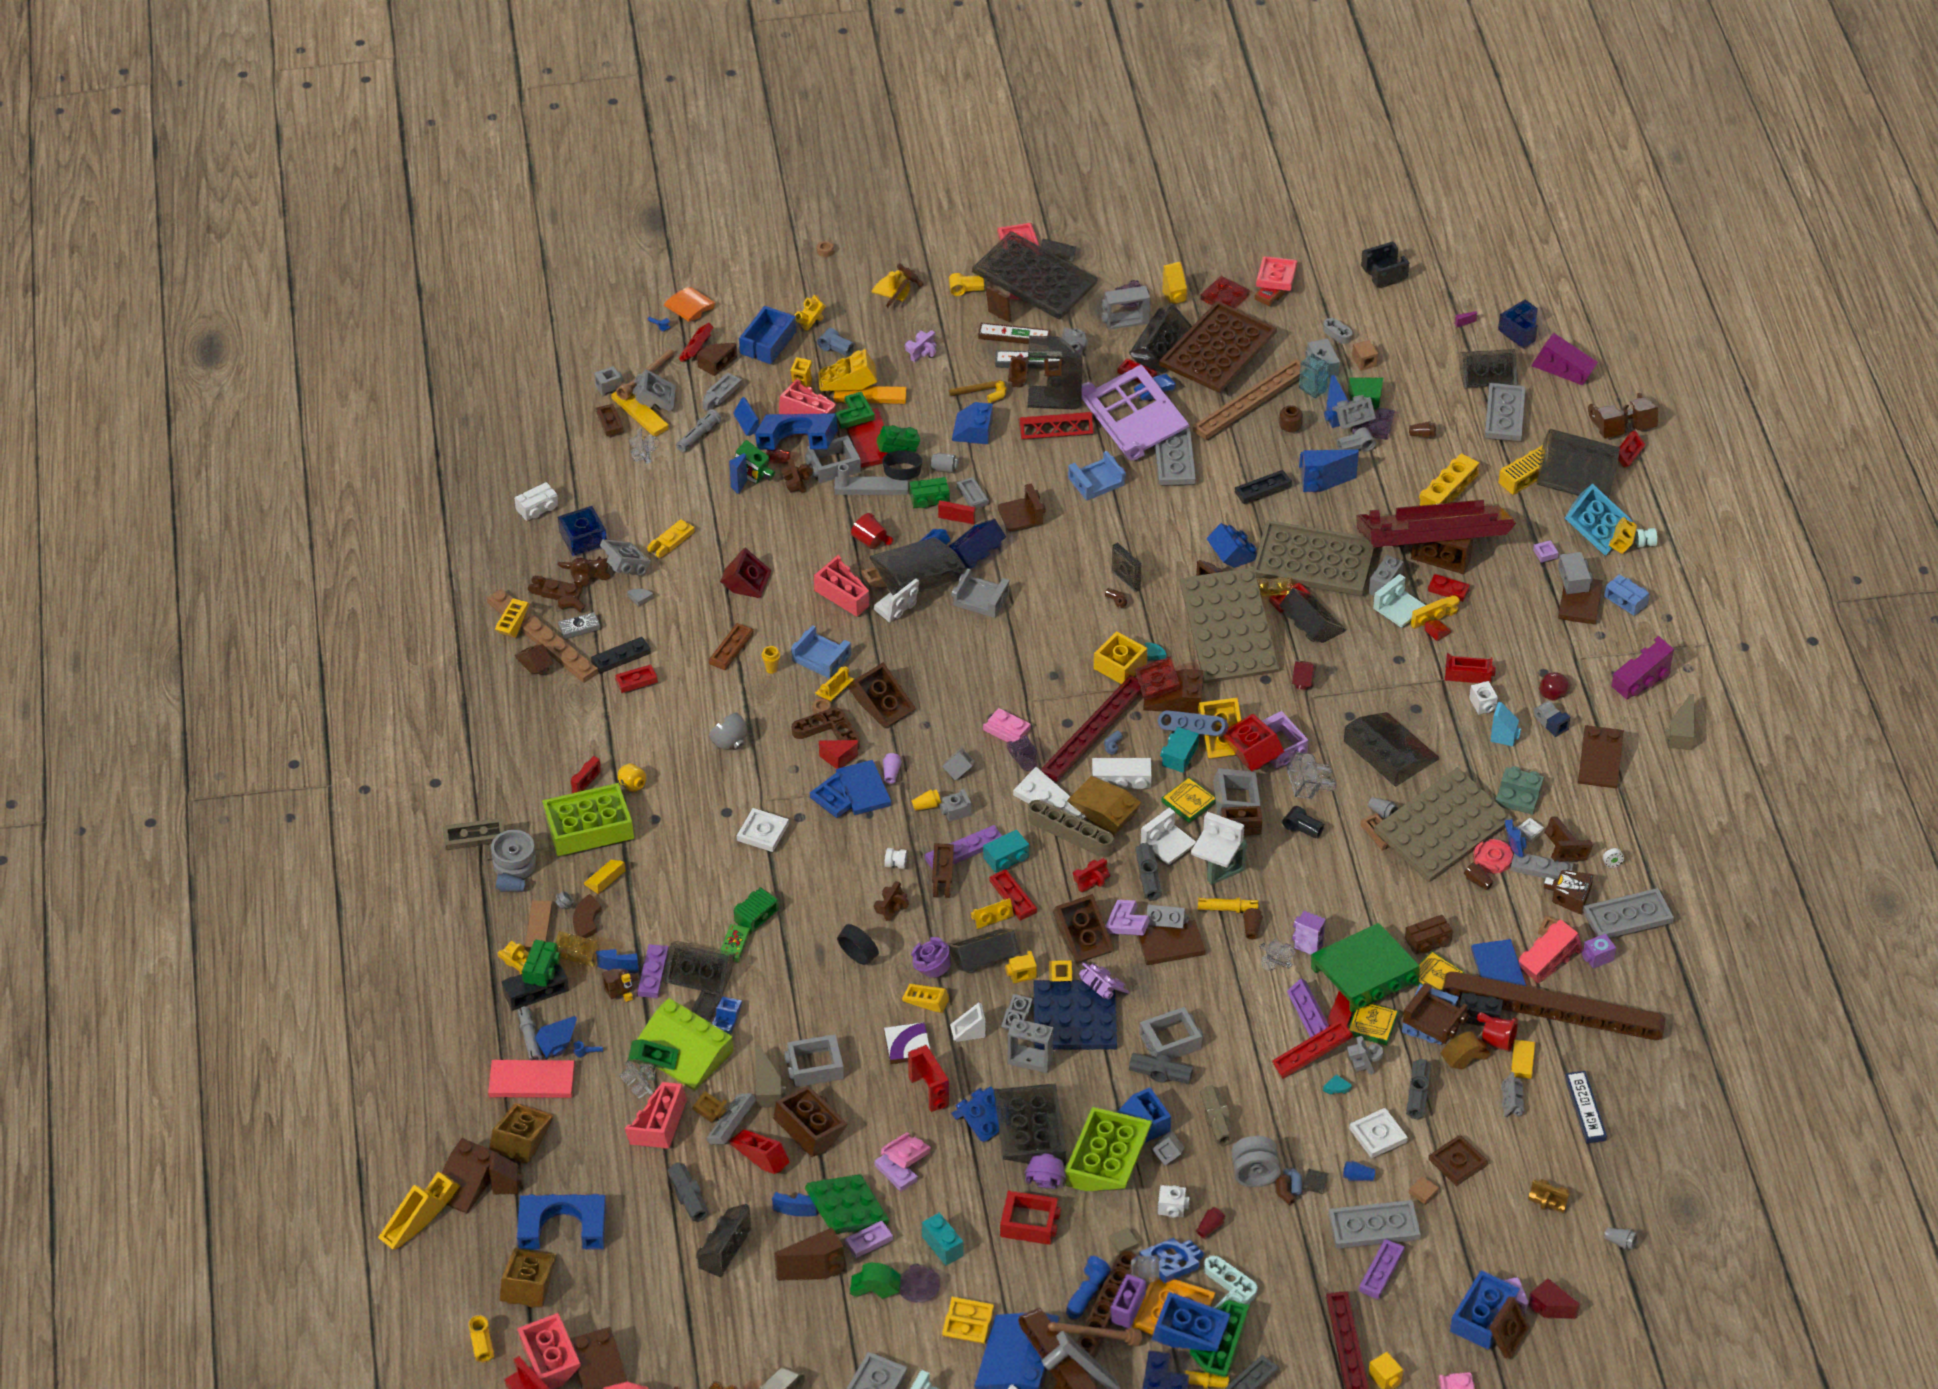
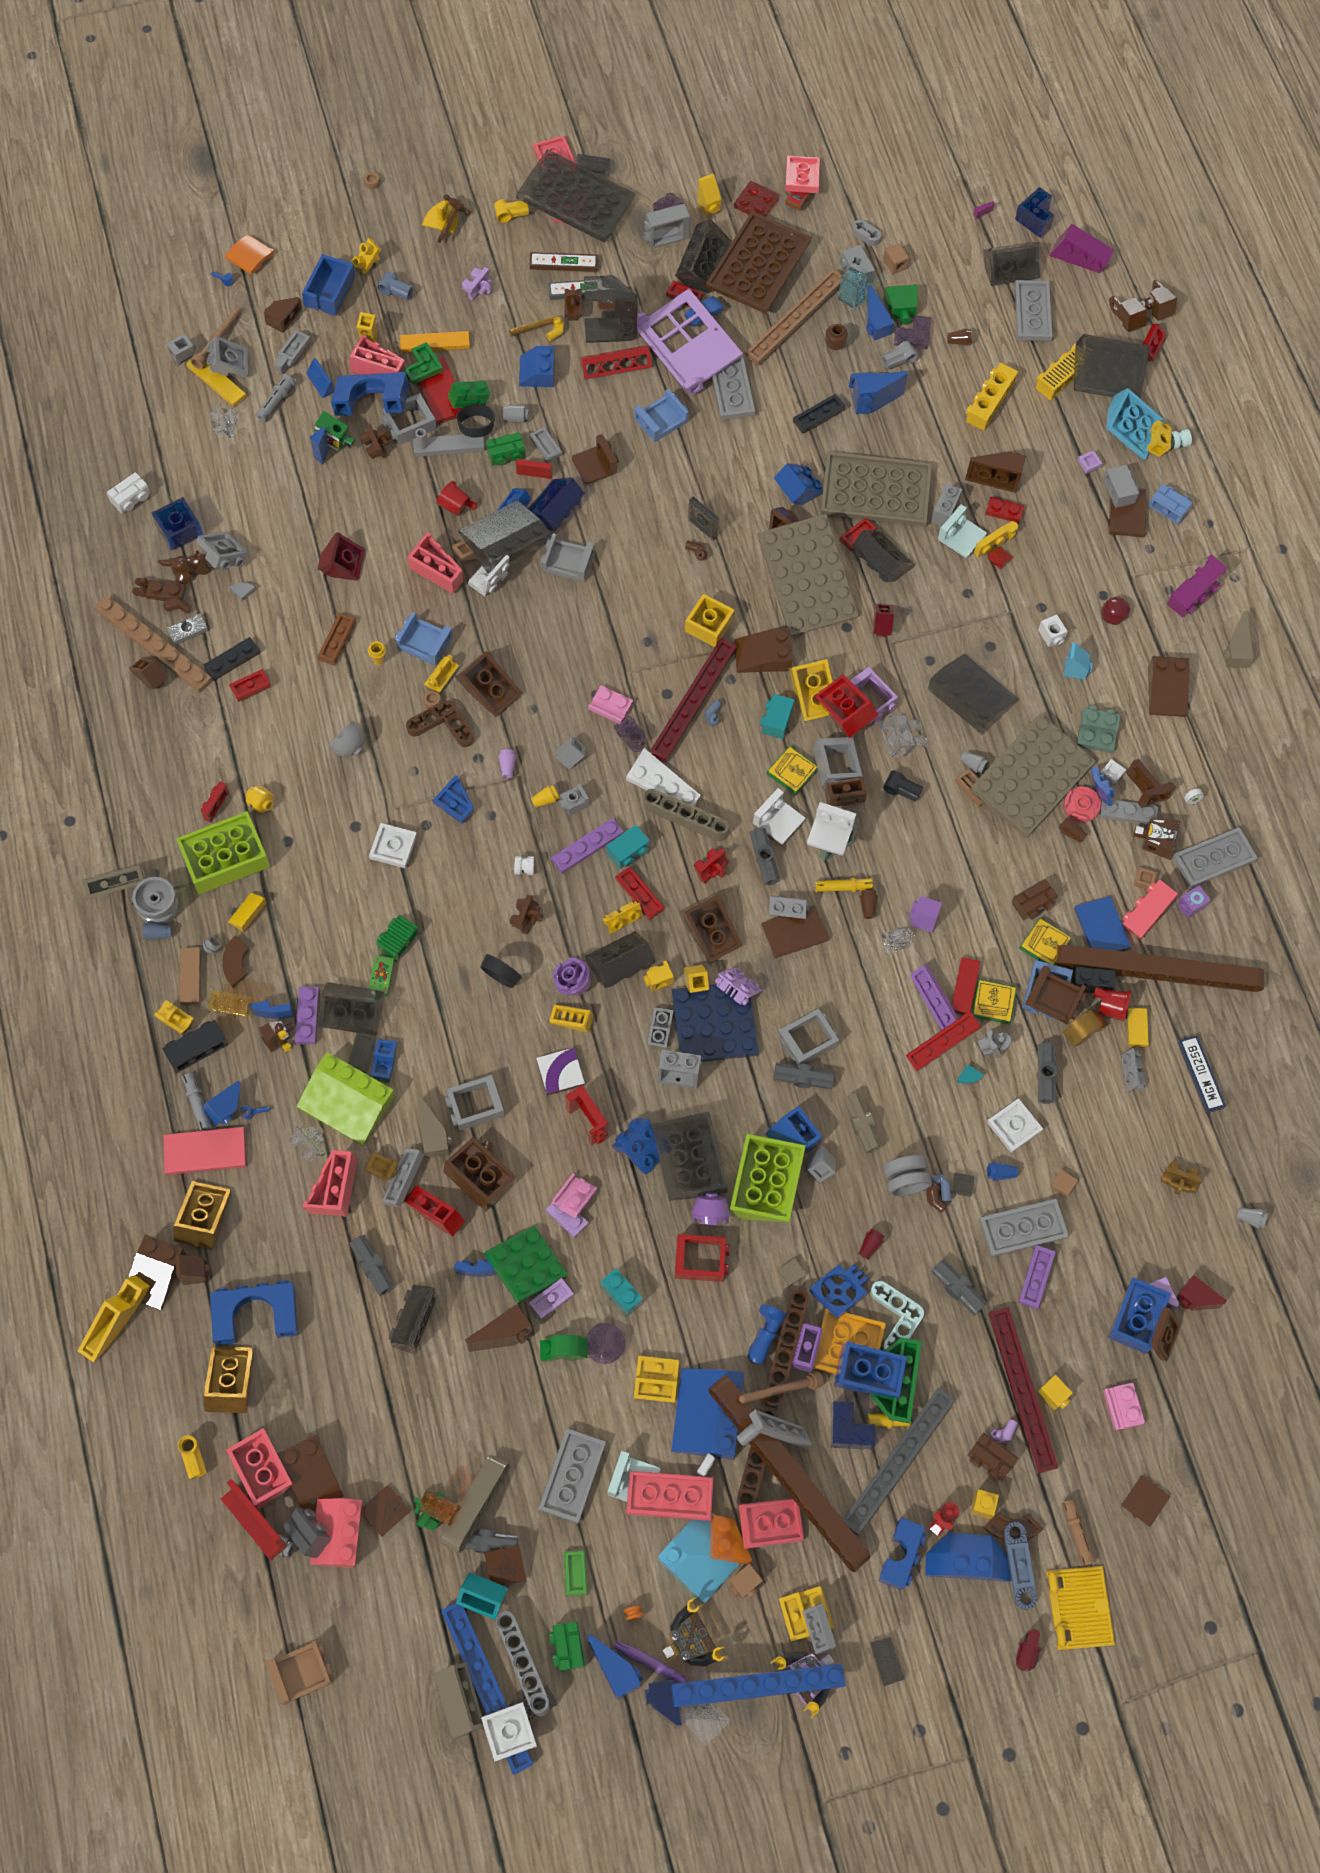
camera: 10 degrees left, 20 degrees up
(515, 625) = (127, 630): yellow slope -> none
(541, 963) = (197, 1027): green brick -> none
(609, 420) = (188, 393): reddish brown plate -> none
(653, 1053) = (318, 1116): green slope -> none
(671, 538) = (264, 521): yellow hinge -> none
(695, 344) = (261, 297): red hinge -> none
(779, 455) = (356, 419): clear red piece -> none
(838, 752) = (454, 751): red slope -> none
(849, 373) = (412, 322): yellow slope -> none
(864, 787) = (483, 786): blue tile -> none
(942, 867) = (570, 873): reddish brown hinge -> none
(969, 1025) = (617, 1047): white slope -> none
(998, 304) = (545, 231): reddish brown piece -> none
(1075, 338) = (621, 267): light grey brick -> none
(1105, 804) = (714, 786): pearl gold slope -> none
(1123, 772) = (726, 748): white brick -> none
(1124, 921) = (746, 914): lavender plate -> none
(1146, 1268) = (819, 1312): clear brick -> none
(1155, 652) = (740, 607): teal tile -> none
(1157, 678) = (748, 642): clear red plate -> none
(1172, 1201) = (834, 1226): white brick -> none
(1193, 722) = (788, 688): sand blue plate -> none
(1274, 586) = (844, 524): clear yellow plate -> none
(1297, 1269) = (959, 1287): none -> dark grey piece
(1355, 411) = (895, 325): light grey bracket -> none
(1366, 966) = (982, 943): green panel -> none
(1383, 264) = (900, 157): black piece -> none
(1434, 523) = (987, 445): dark red piece -> none
(1458, 1160) = (1091, 1145): reddish brown tile -> none
(1469, 669) = (1036, 600): red window -> none
(1552, 718) = (1118, 647): leg -> none

